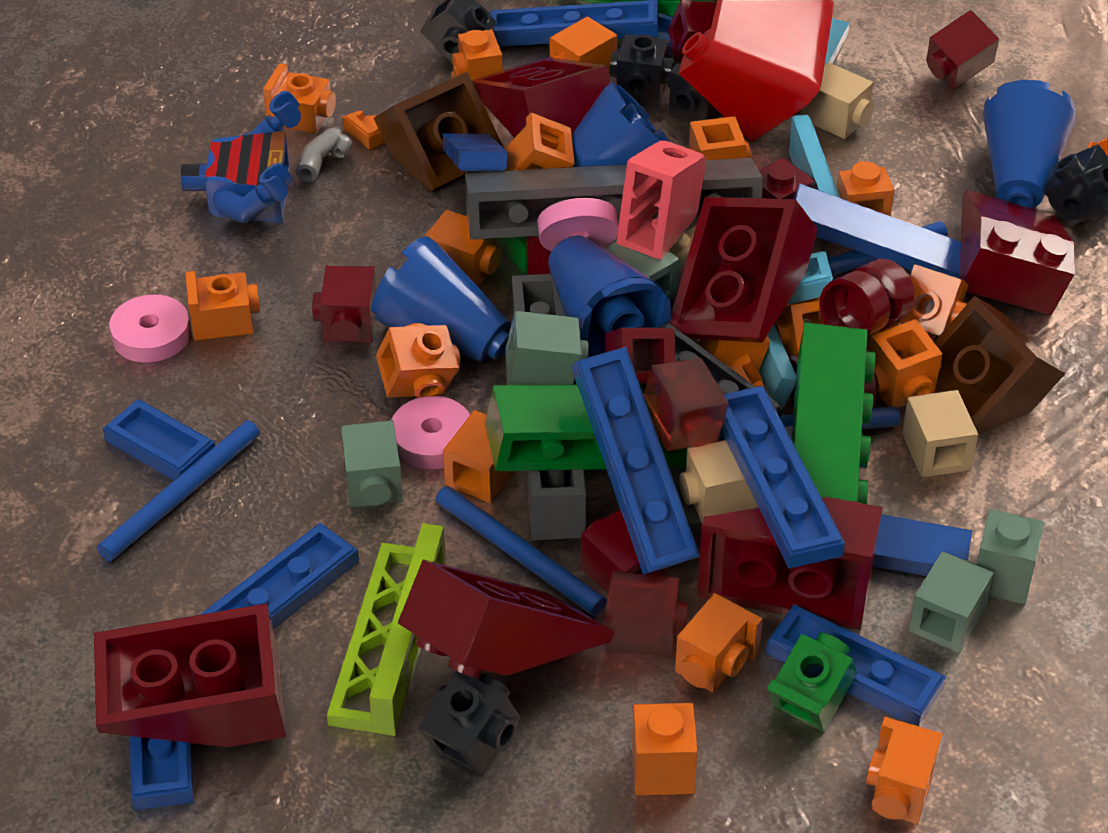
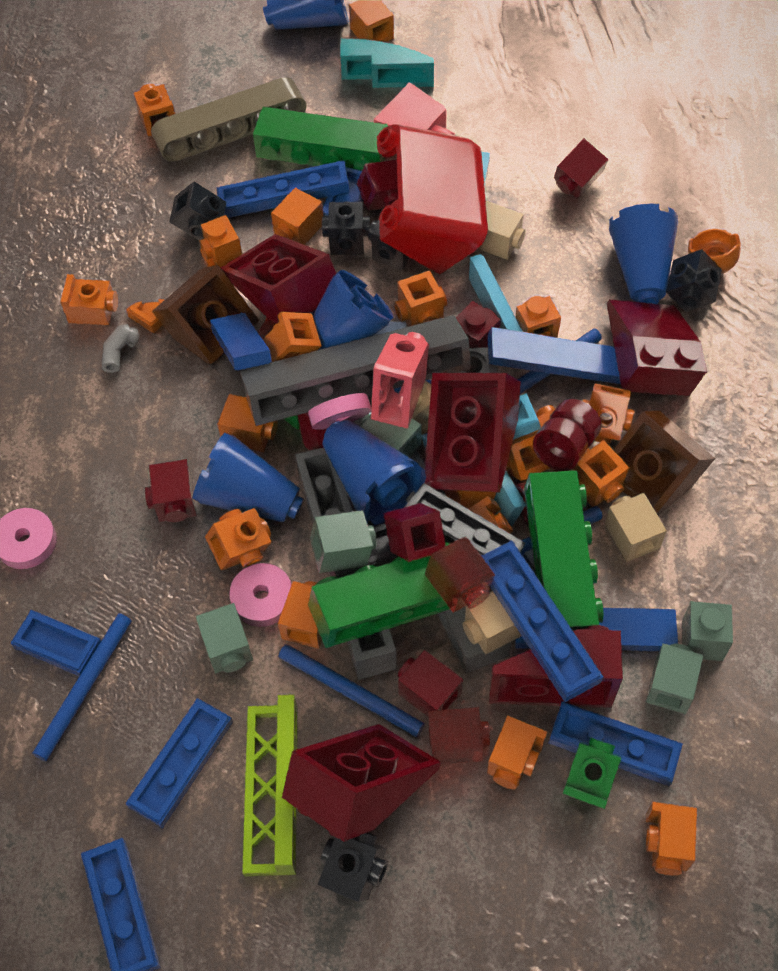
camera: 10 degrees left, 15 degrees up
(192, 679) = (134, 875): dark red slope -> none
(221, 305) = (74, 509): orange brick -> none
(248, 172) = (66, 377): blue torso -> none
(634, 460) = (430, 625): blue tile -> none
(664, 749) = (498, 856): orange brick -> none

